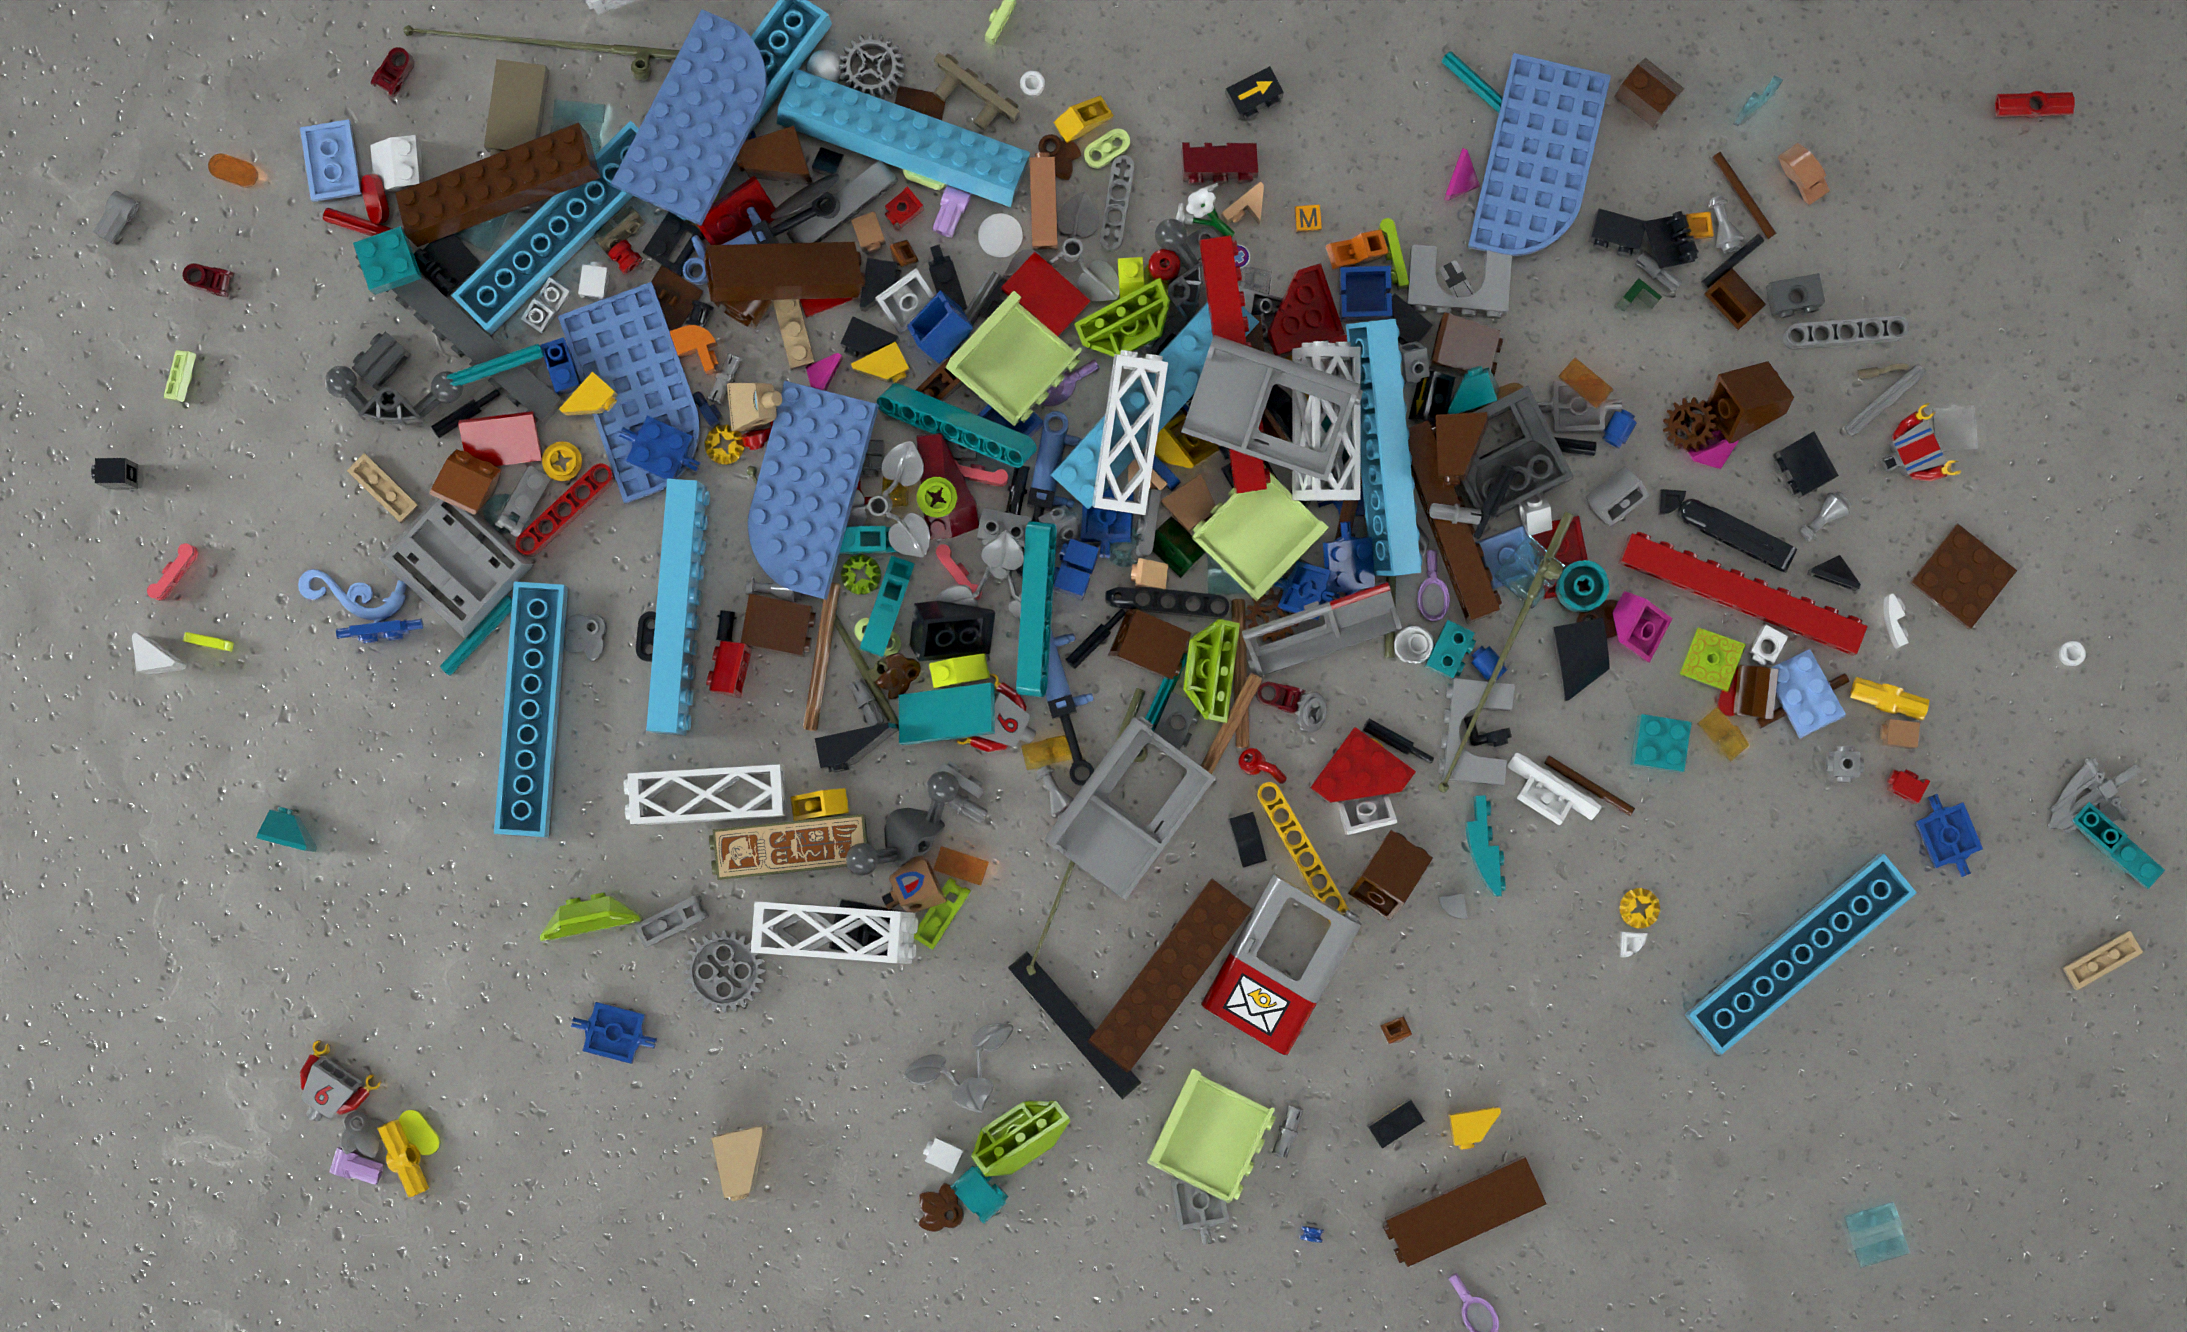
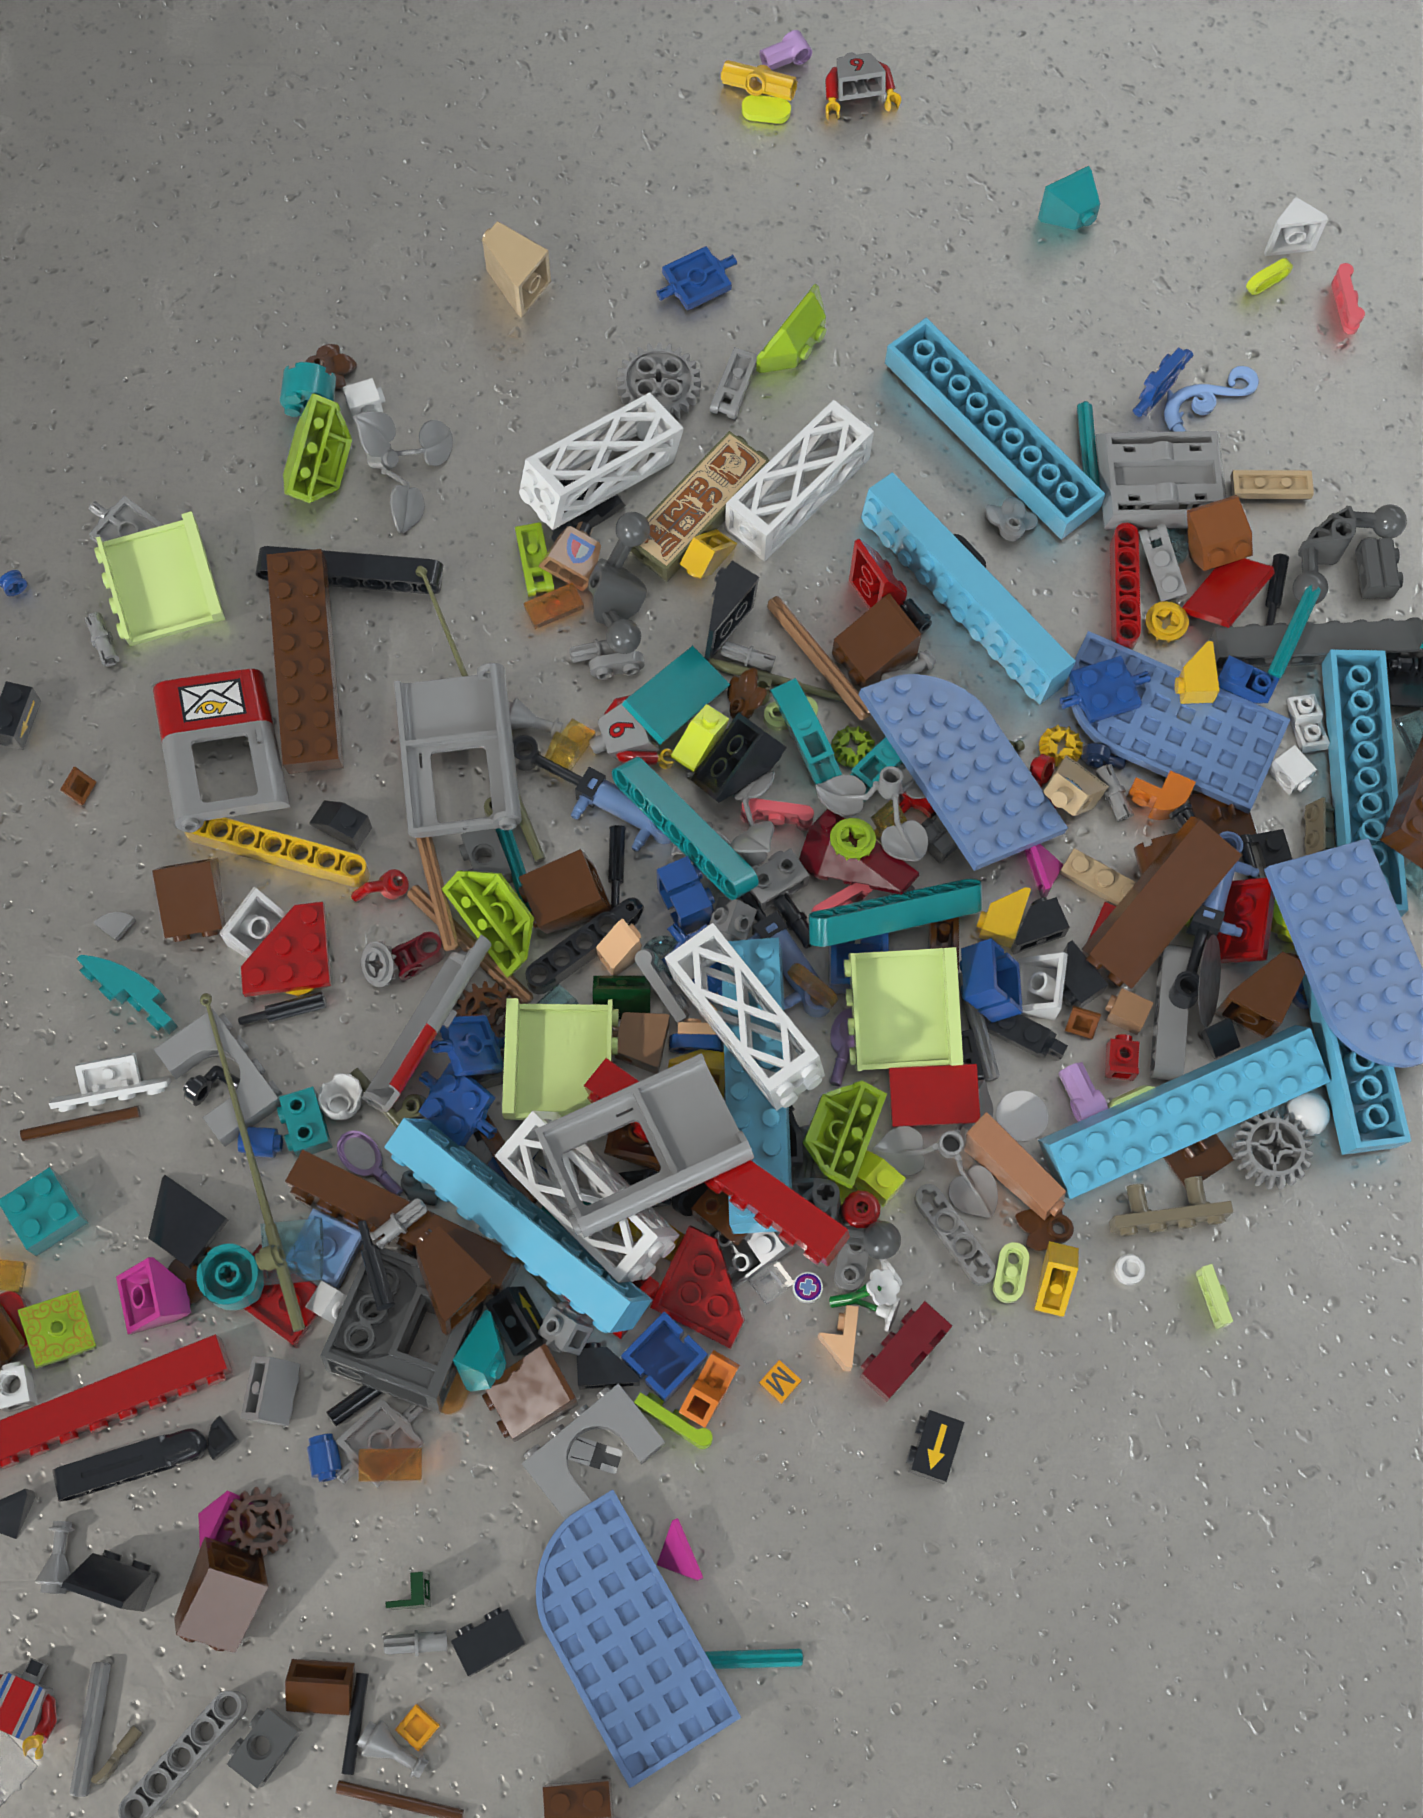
camera: 130 degrees right, 15 degrees down
(363, 1138) = (801, 68): light grey plate -> none
(625, 256) = (1290, 811): red wheel -> none
(1055, 429) = (812, 985): none -> clear orange tile
(1670, 241) = (430, 1681): black hinge -> none

